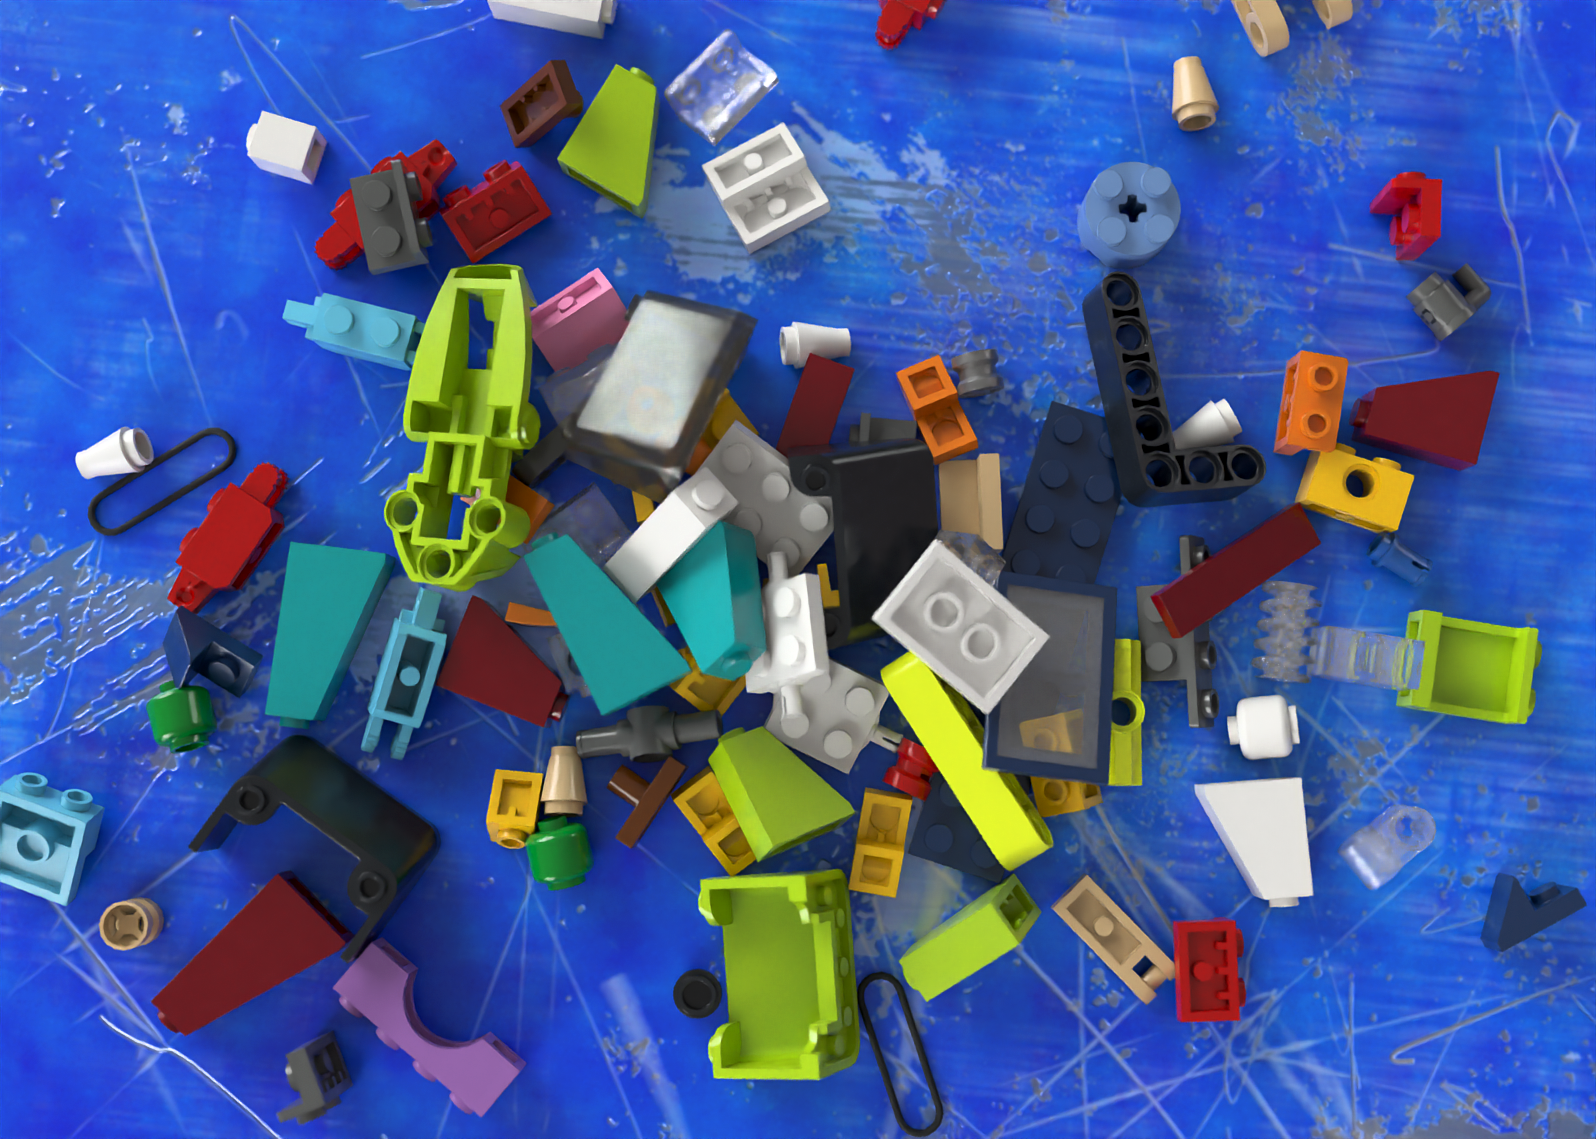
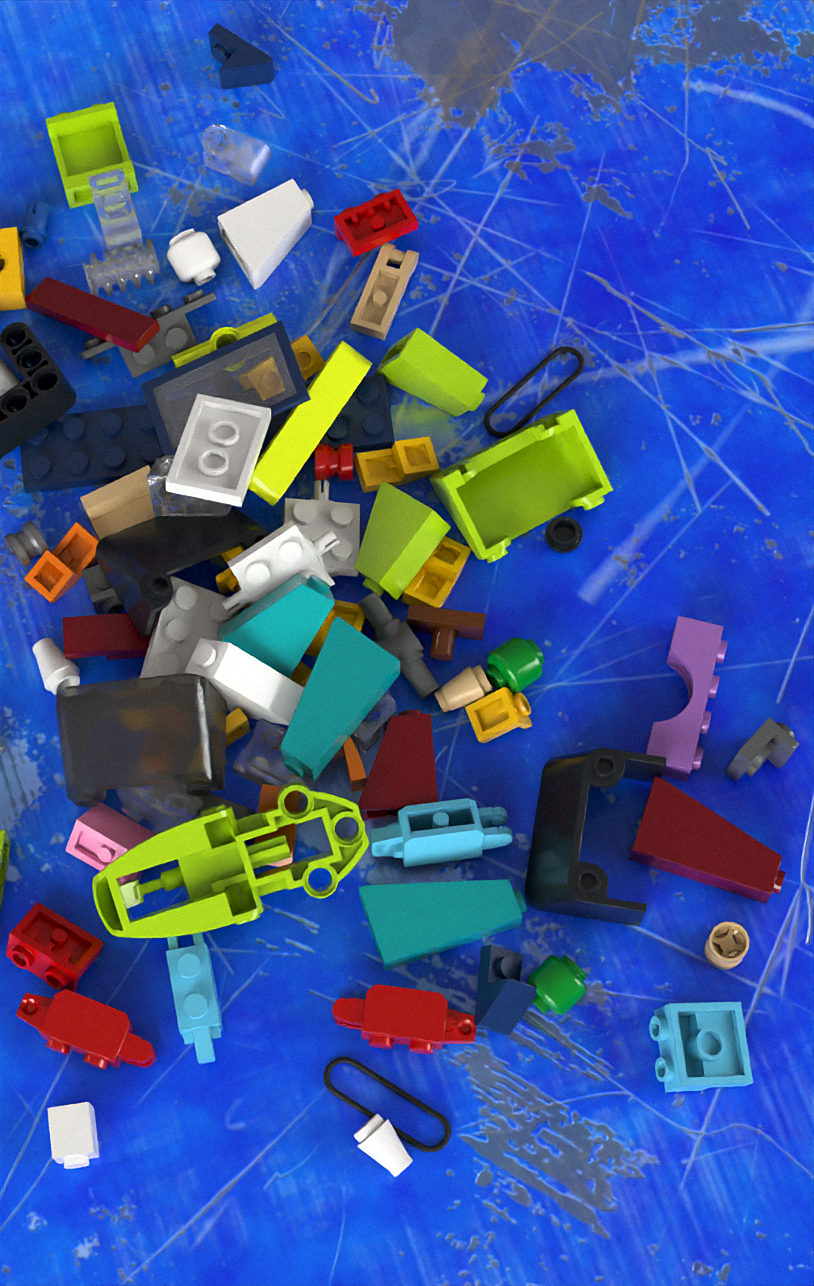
camera: 115 degrees left, 15 degrees down
(390, 219) = (96, 1004): dark grey bracket -> none

